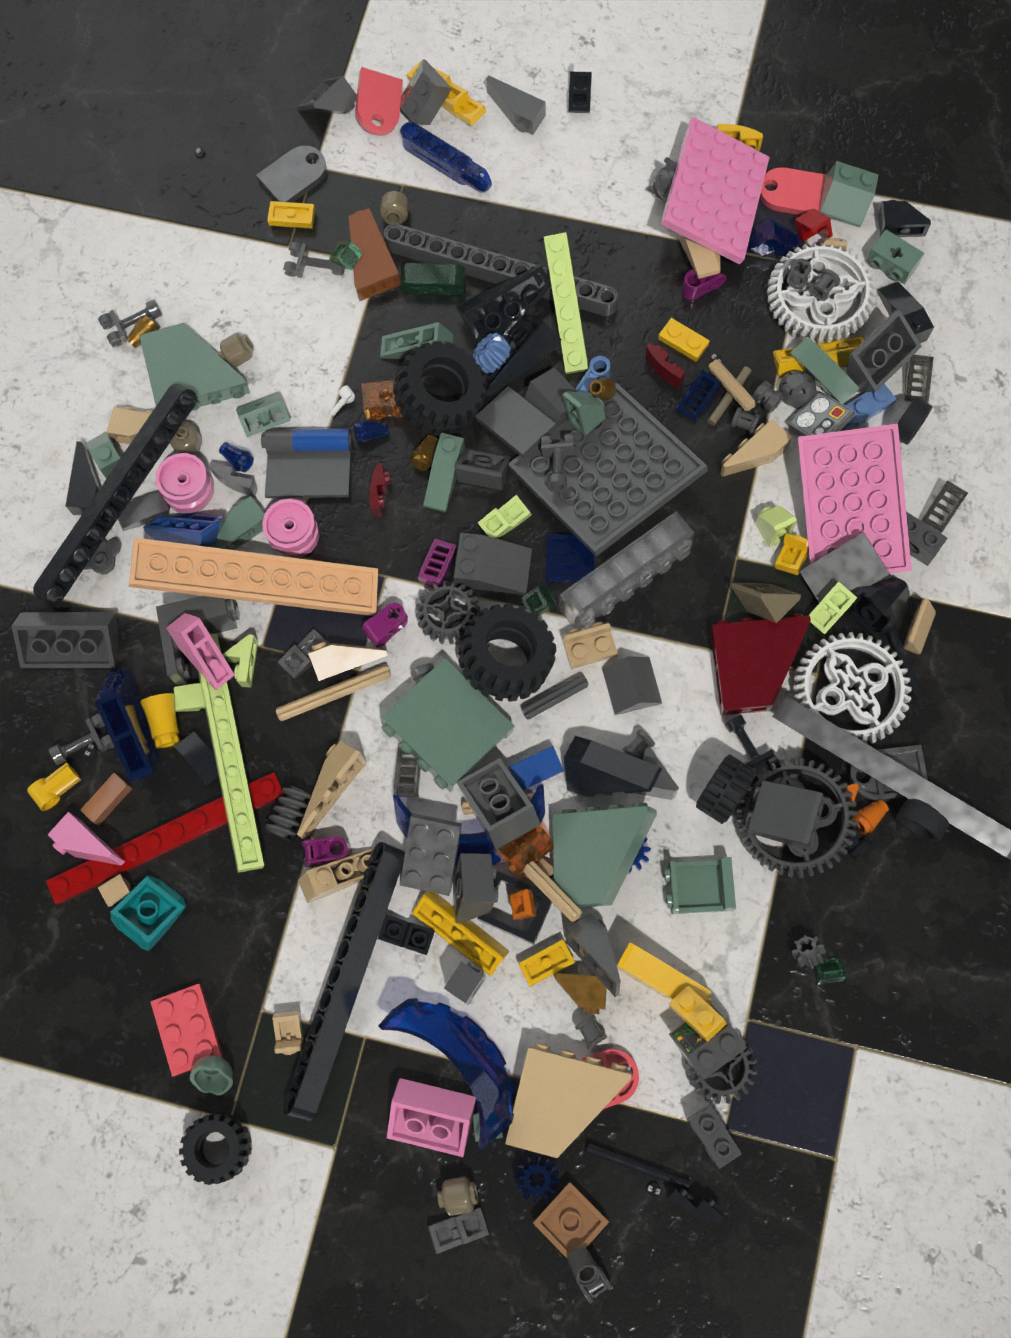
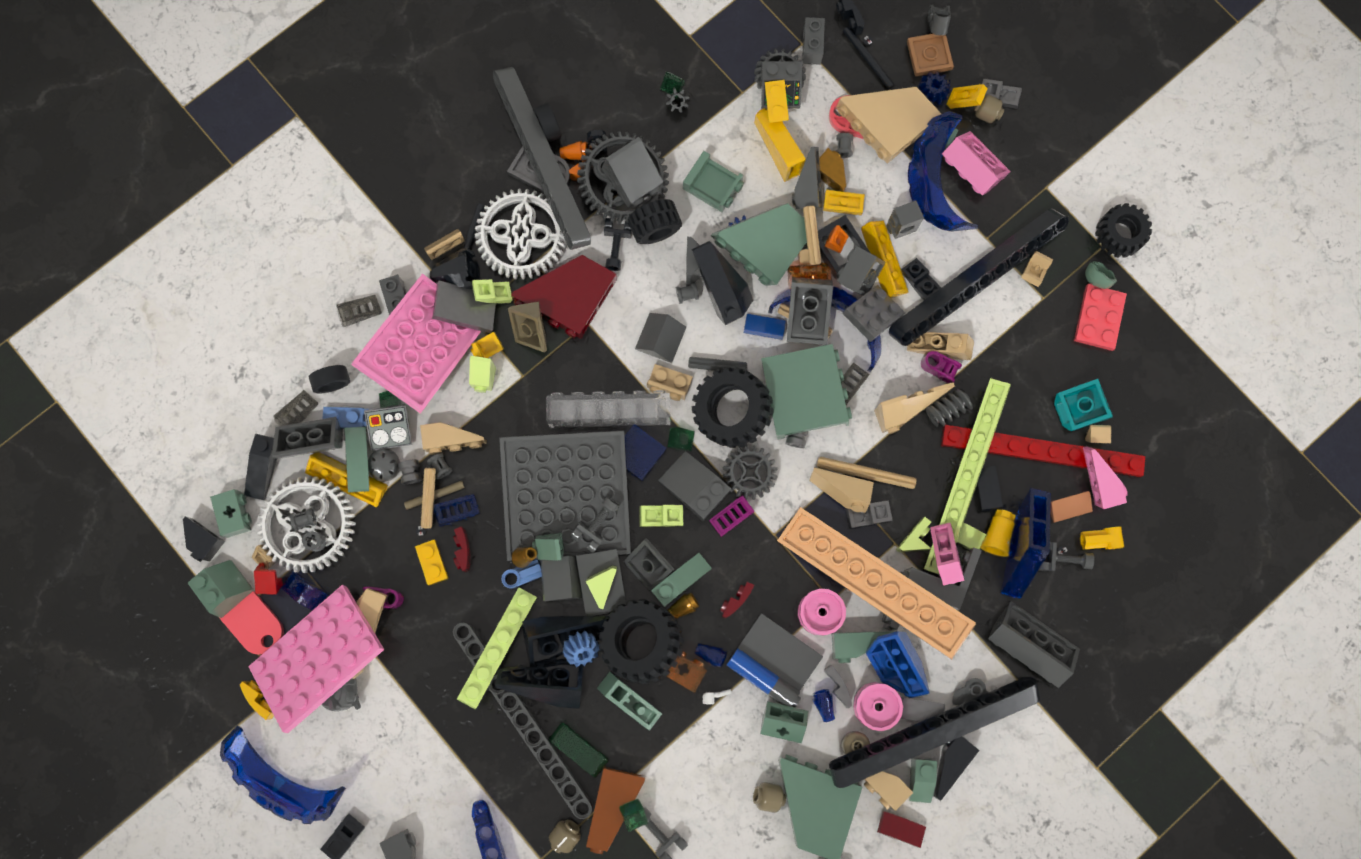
camera: 155 degrees left, 5 degrees up
(99, 401) = (901, 829): none -> dark red slope
(384, 626) = (802, 494): magenta piece -> none
(492, 1190) = (967, 96): none -> yellow plate
(515, 412) = (600, 585): none -> yellowish green slope
(668, 89) = (271, 788): none -> clear blue windscreen

